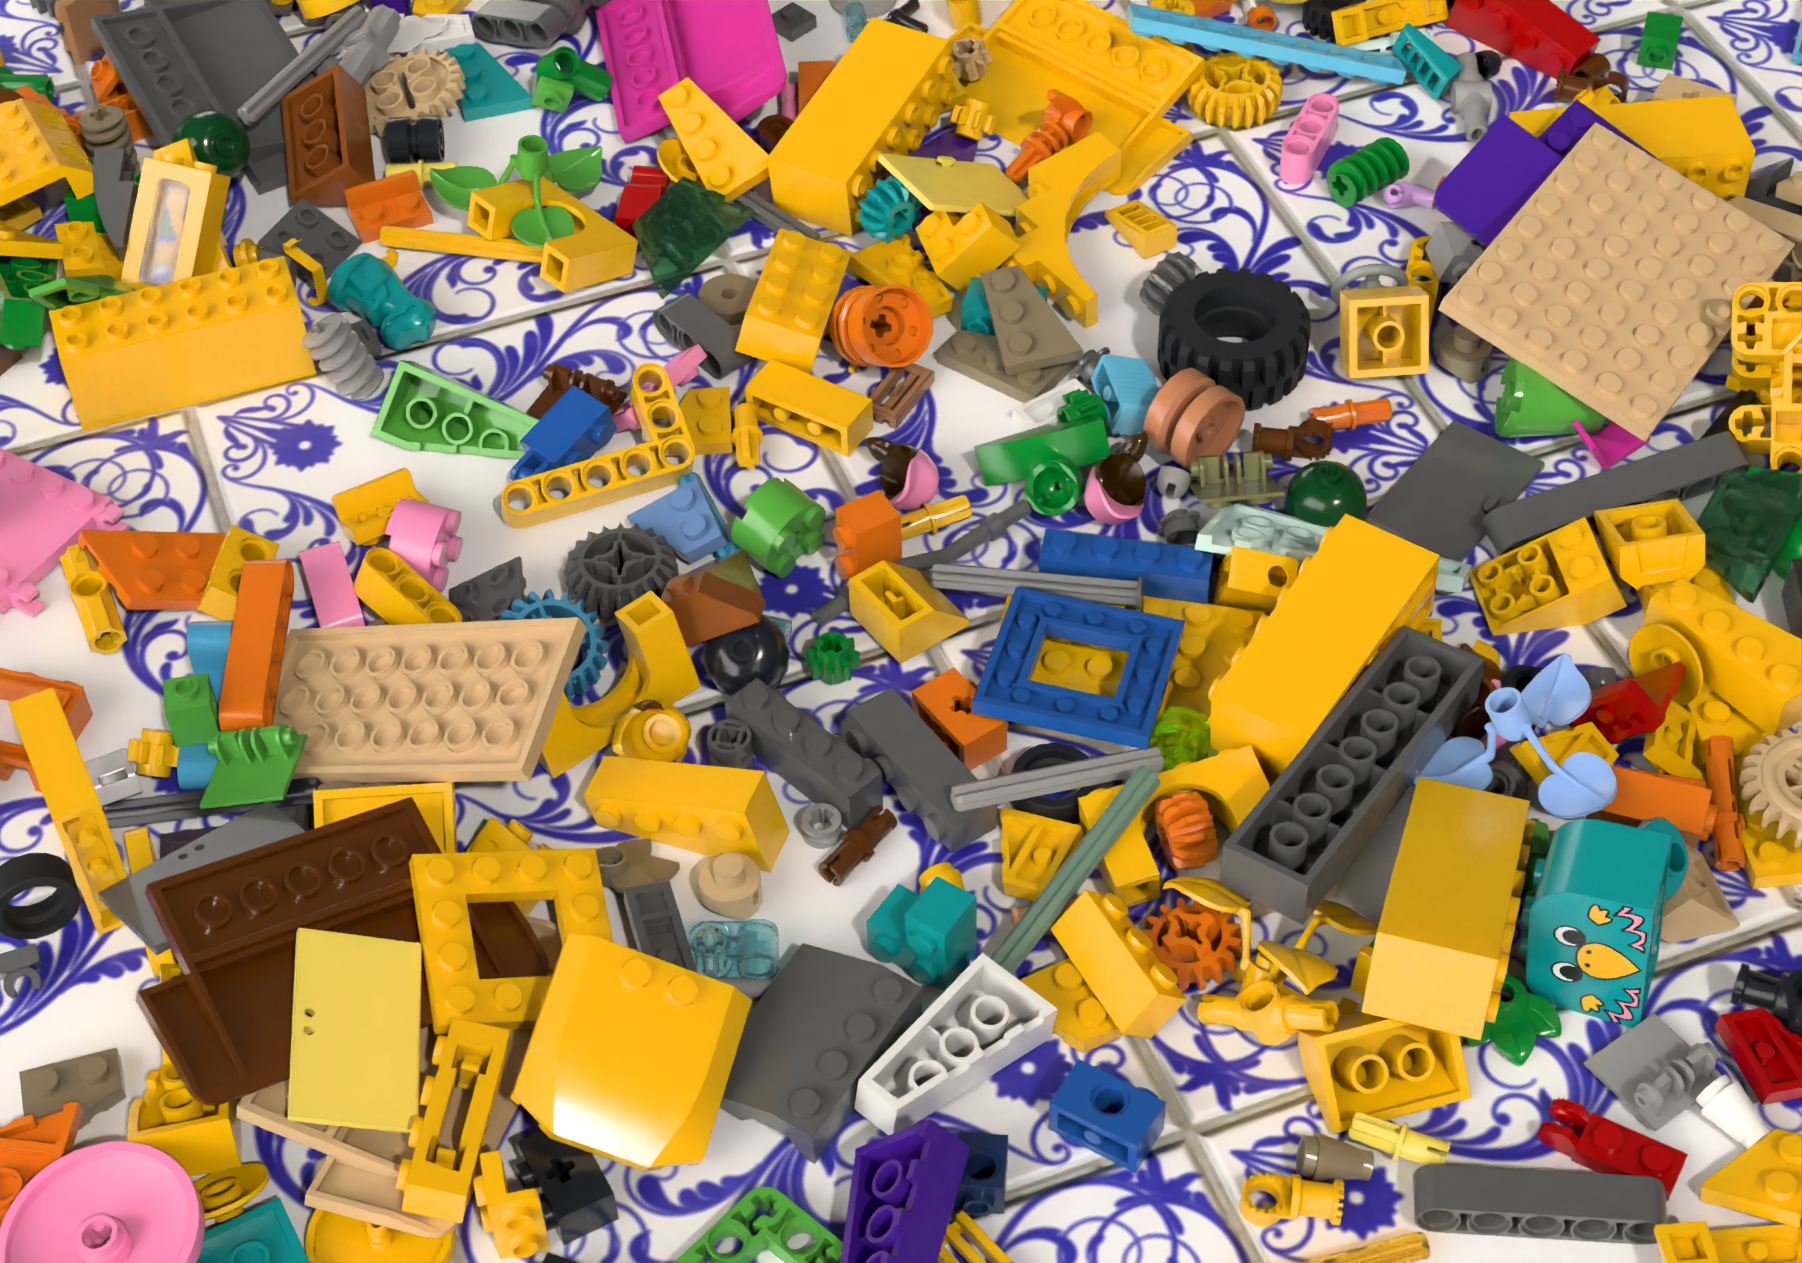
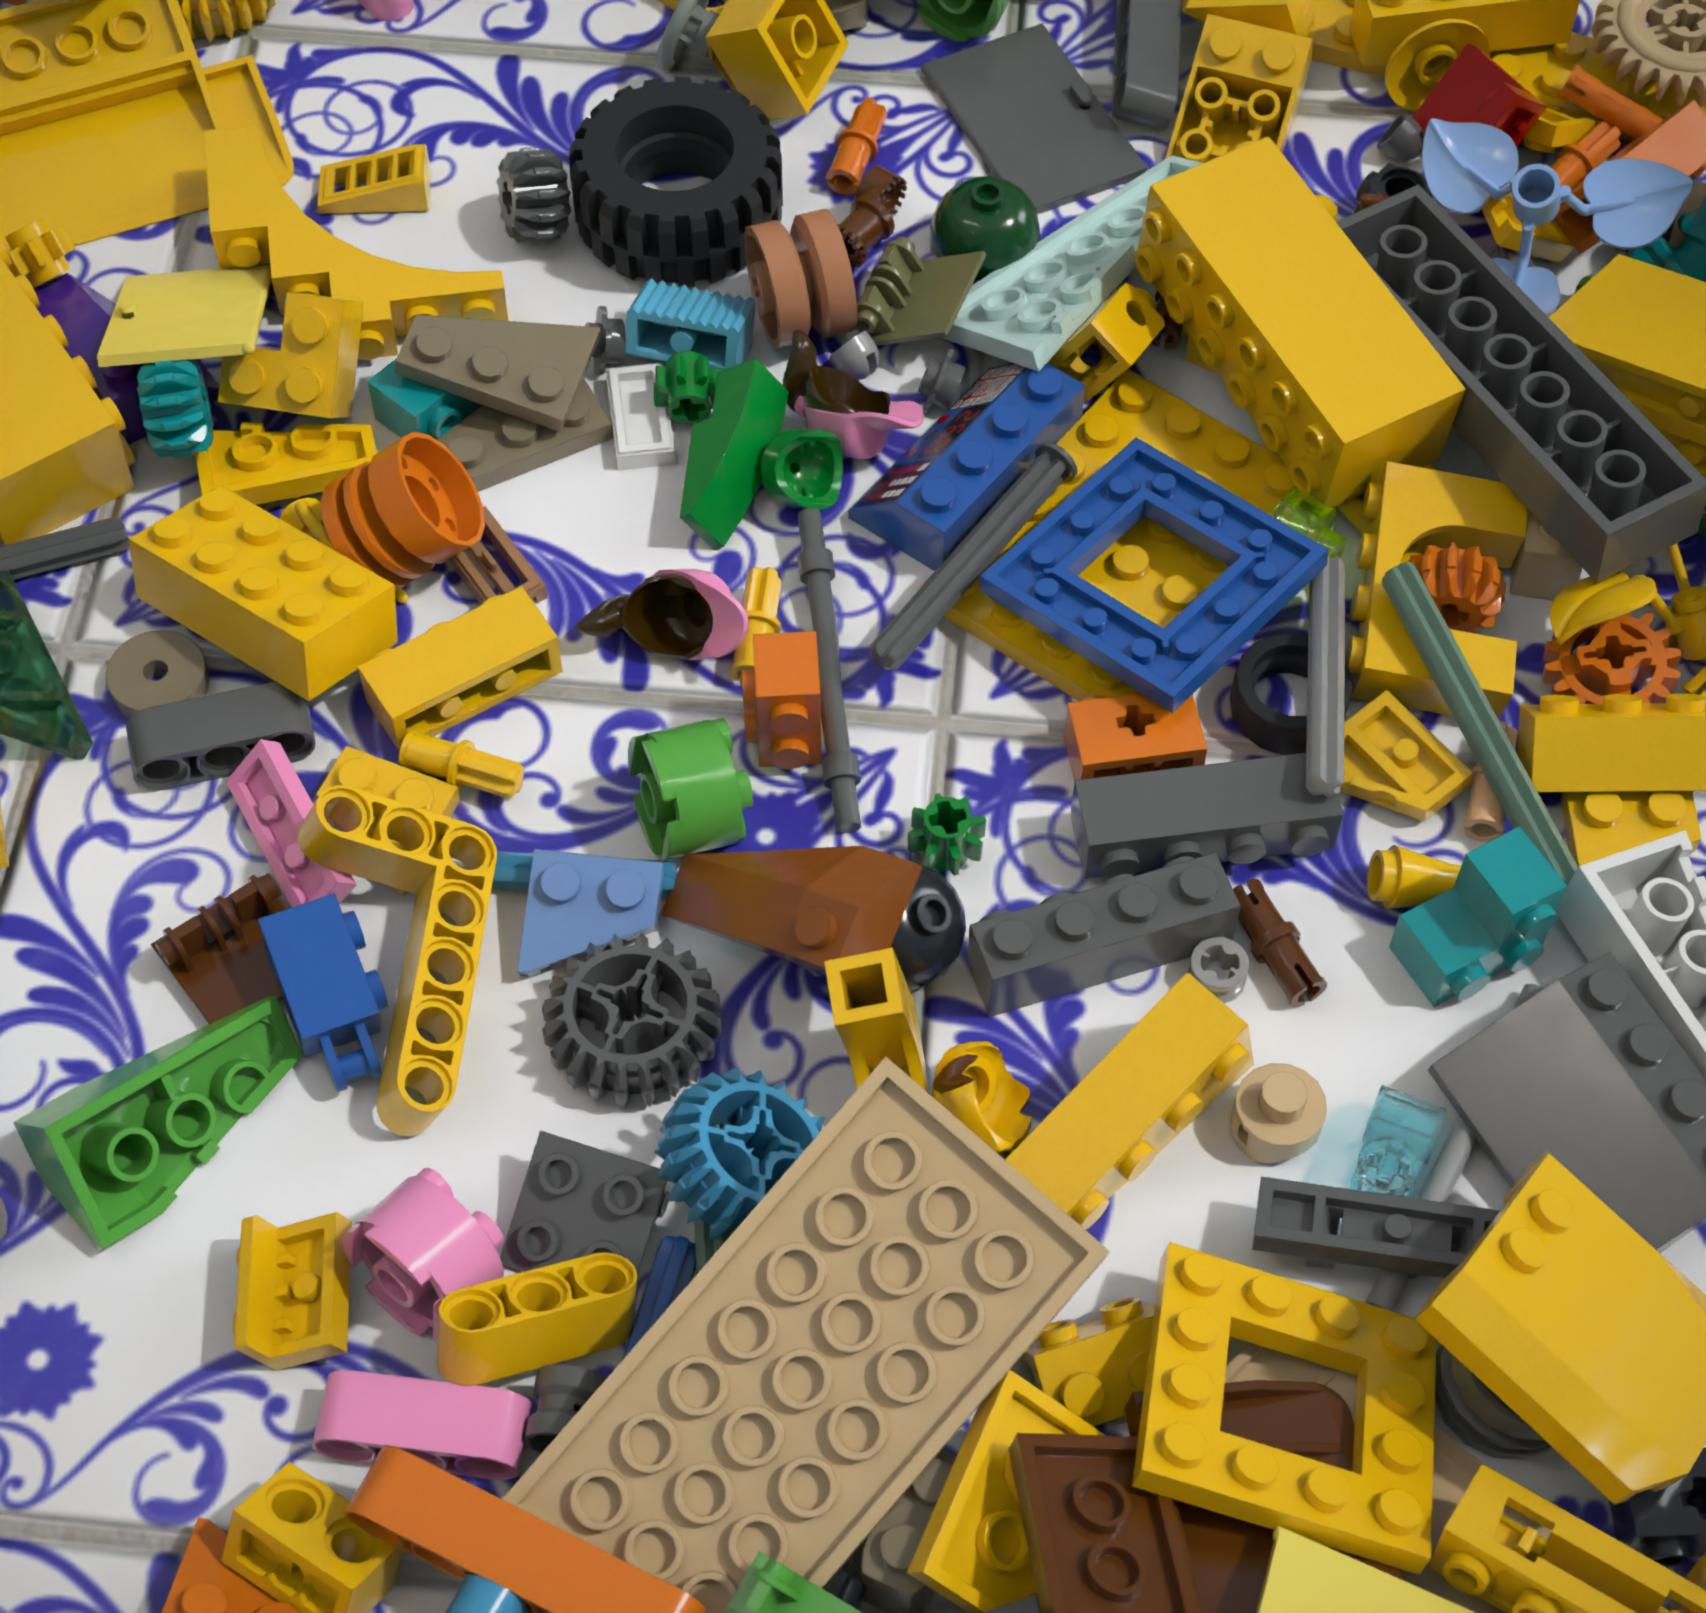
camera: 65 degrees left, 10 degrees up
(633, 866) = (1185, 1214): dark tan plate -> none
(730, 744) = (1033, 1028): dark grey wheel -> none
(902, 609) = (917, 722): yellow slope -> none
(1062, 121) = (141, 175): orange piece -> none

